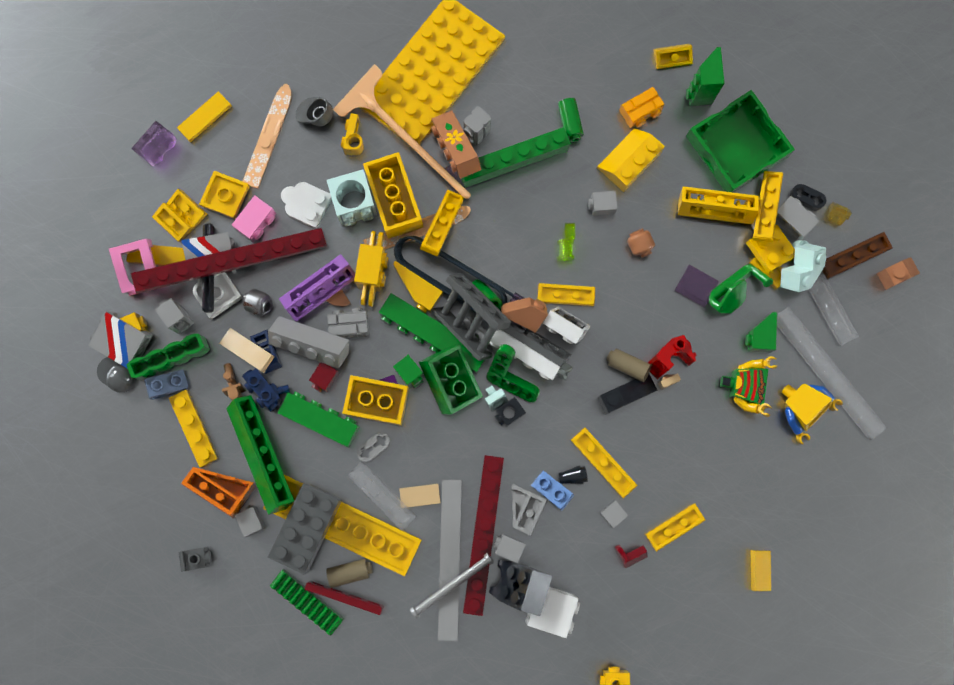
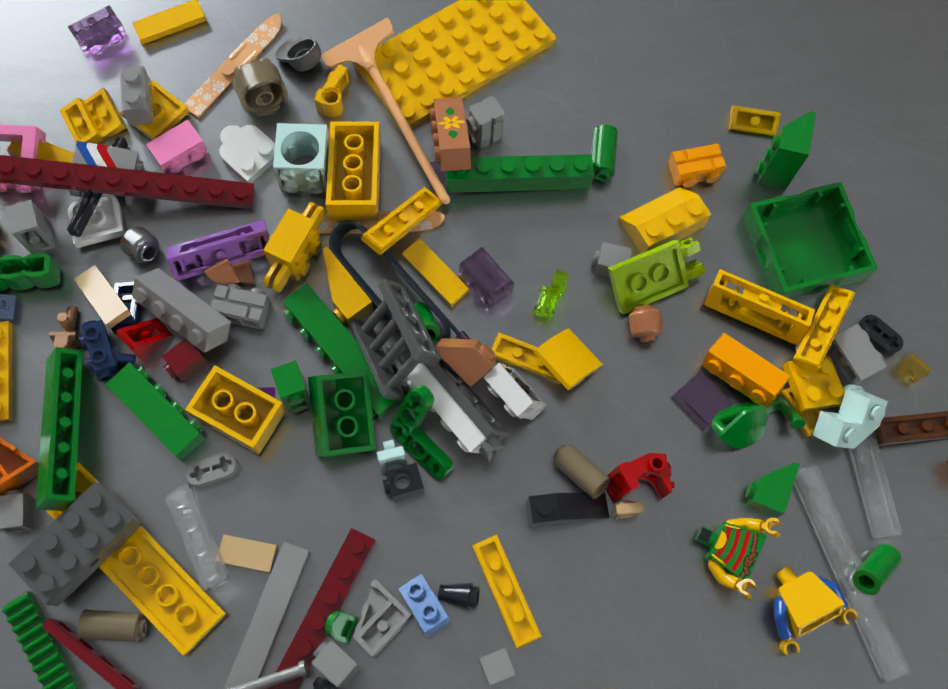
camera: 15 degrees right, 10 degrees down
(209, 189) = (136, 95): none -> light grey brick
(289, 369) = (145, 337): none -> red slope
(297, 151) = (259, 87): none -> dark tan brick
(327, 305) = (222, 273): none -> nougat tile
(478, 252) = (435, 272): none -> yellow tile
(501, 522) = (340, 626): none -> green tile
(516, 246) = (485, 278): none -> clear purple brick
(594, 287) = (567, 358): none -> yellow slope
(637, 204) = (654, 274): none -> lime tile
(721, 256) = (745, 370): none -> light orange brick
(847, 367) = (877, 569): none -> green brick

